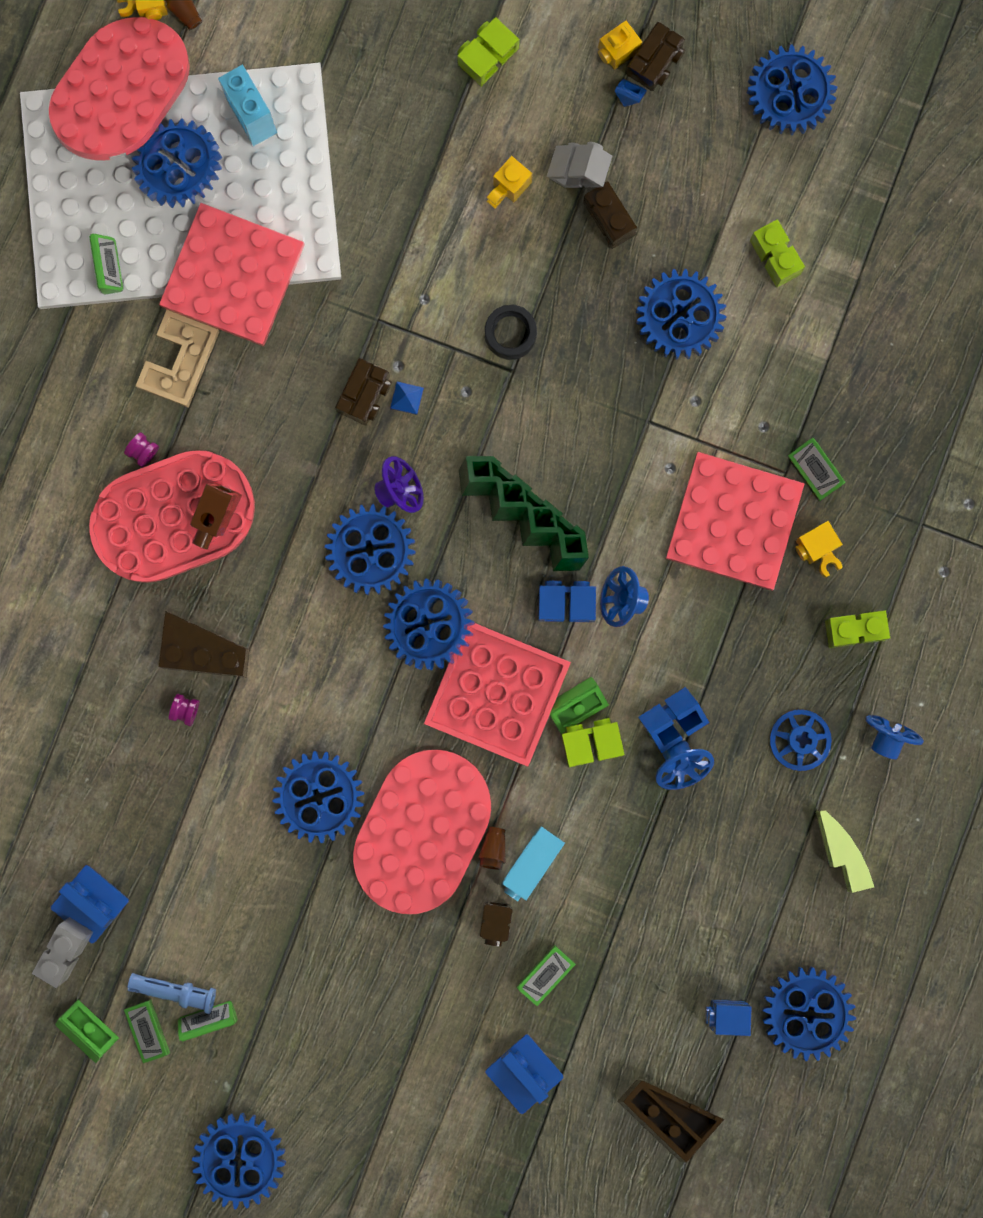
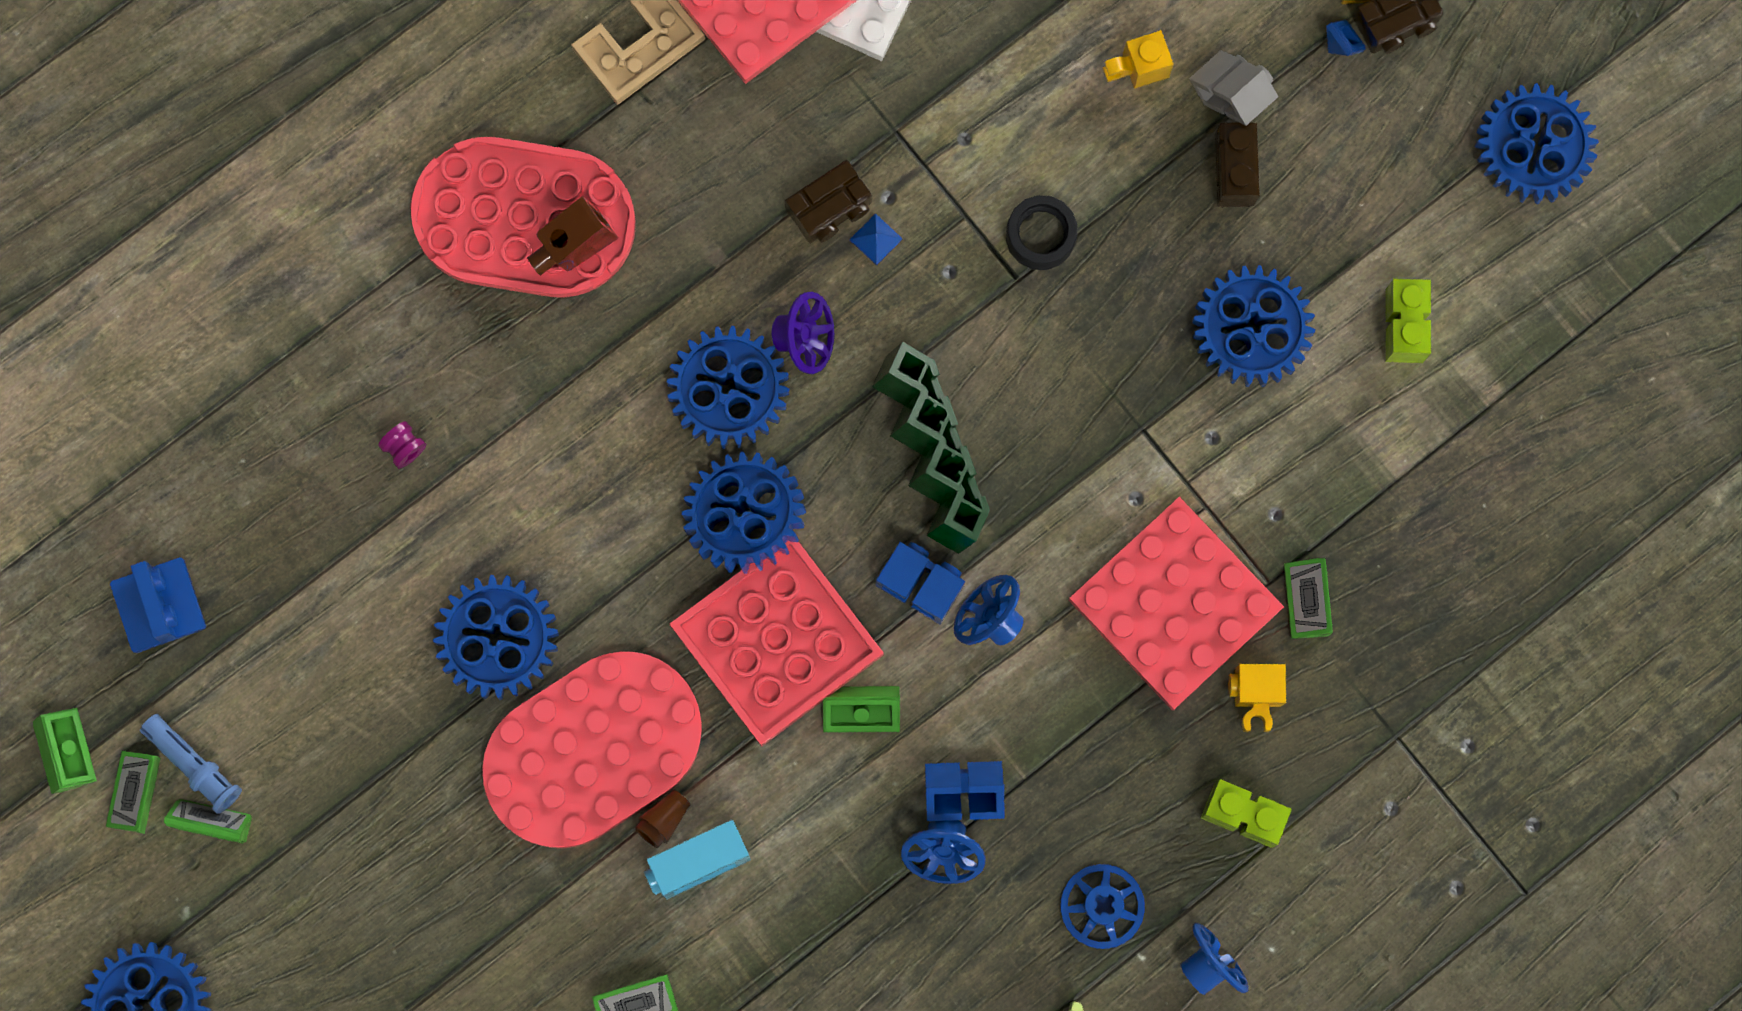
camera: 25 degrees right, 5 degrees down
(65, 944) = (103, 631): light grey piece -> none
(141, 449) = (534, 120): magenta wheel -> none
(199, 650) = (461, 388): dark brown wedge -> none
(496, 923) = (613, 904): dark brown brick -> none
(606, 740) = (834, 756): lime piece -> none

